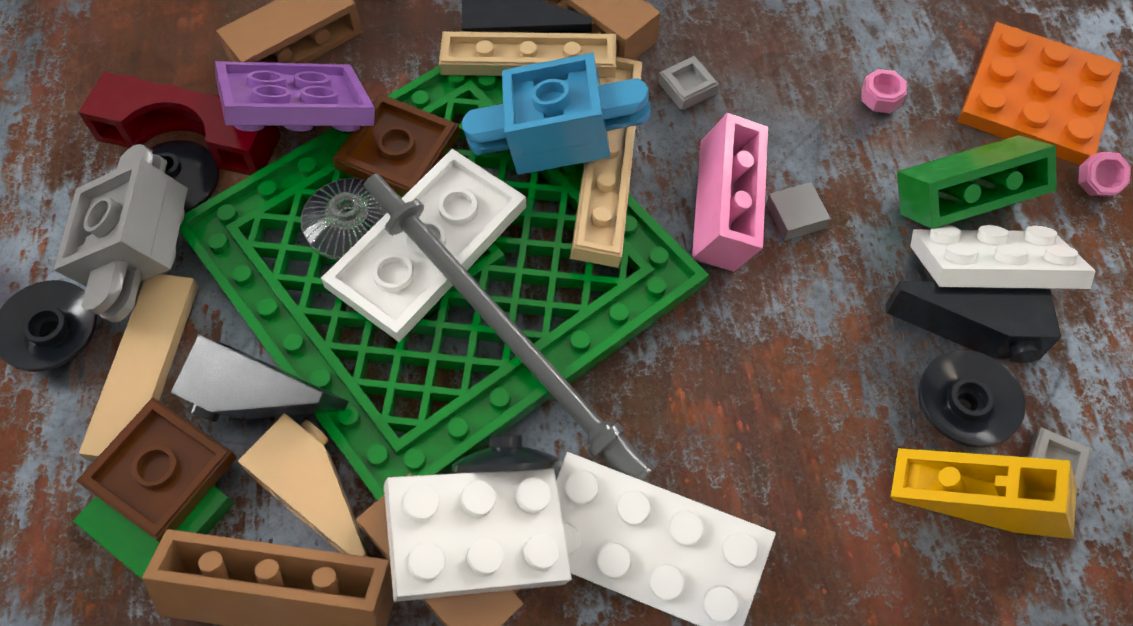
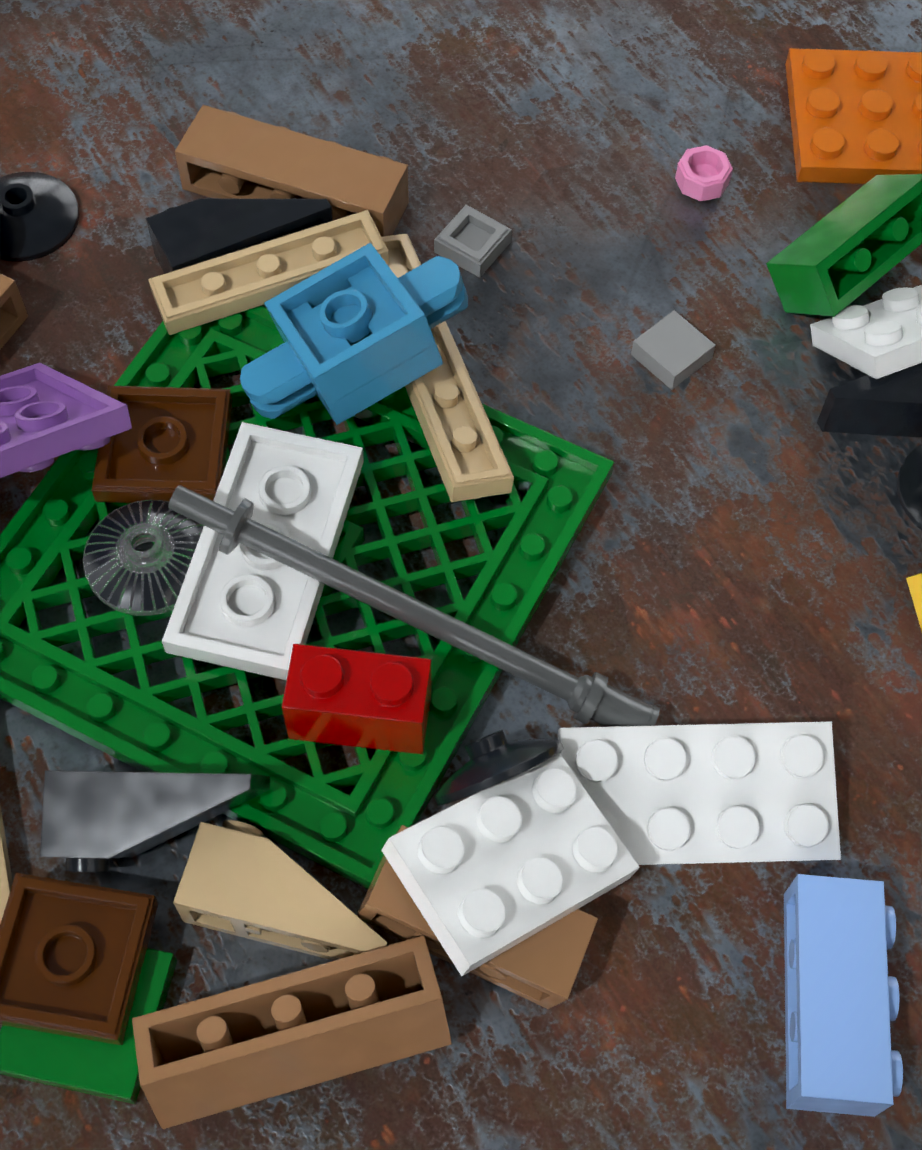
camera: 25 degrees left, 0 degrees up
(431, 371) = (357, 698): none -> red brick
(731, 193) = (594, 356): bright pink brick -> none

